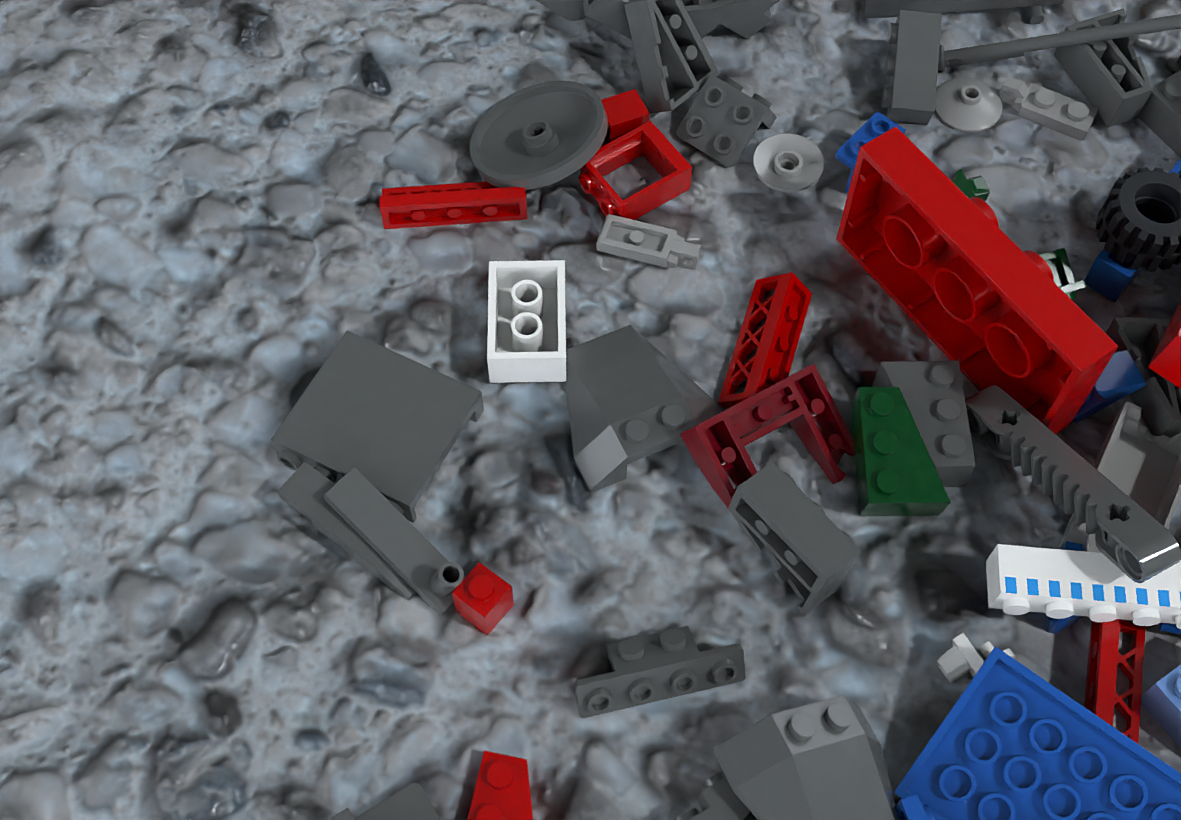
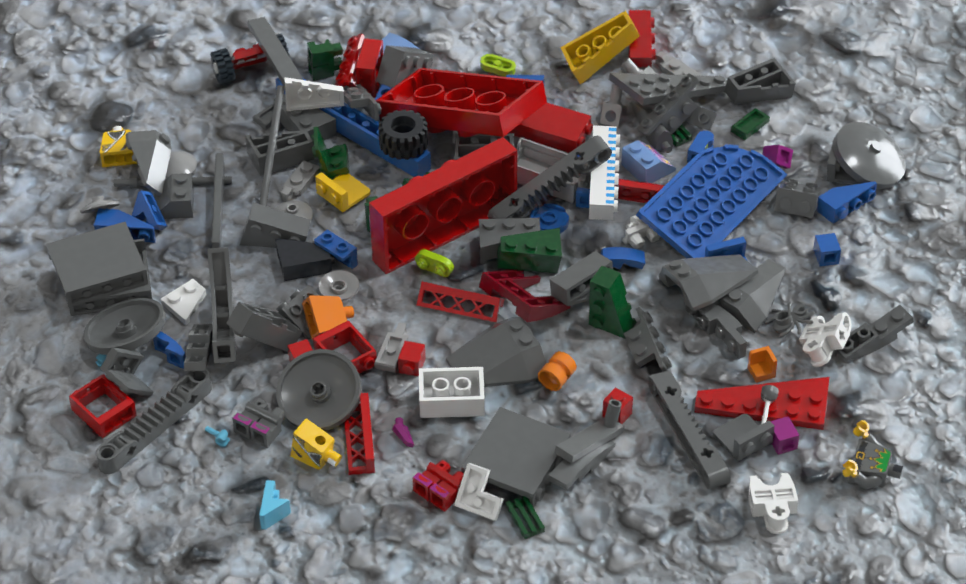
camera: 90 degrees left, 15 degrees down
(246, 435) = (519, 504): none -> dark green tile
(299, 351) = (472, 494): none -> white plate
(307, 769) = (702, 455): none -> dark grey gear
(314, 86) = (272, 507): none -> medium azure slope
(329, 307) = (438, 485): none -> red hips
(419, 131) = (313, 446): none -> yellow torso
(459, 261) = (402, 432): none -> magenta bar
(467, 33) = (221, 437): none -> medium azure hand
(482, 69) = (258, 423): none -> dark grey hips
(573, 492) = (557, 371): none -> orange wheel
(617, 267) = (411, 358): none -> red brick
(706, 138) = (325, 313): none -> orange torso
(733, 584) = (608, 303): none -> dark green wedge
(845, 103) = (302, 259): none -> black slope
(859, 290) = (434, 263): none -> lime plate
(900, 634) = (624, 255): none -> blue slope
(1003, 504) = (551, 217): none -> blue tile
(1025, 163) = (342, 191): none -> yellow bracket
(1105, 130) = (333, 160): none -> dark green bracket

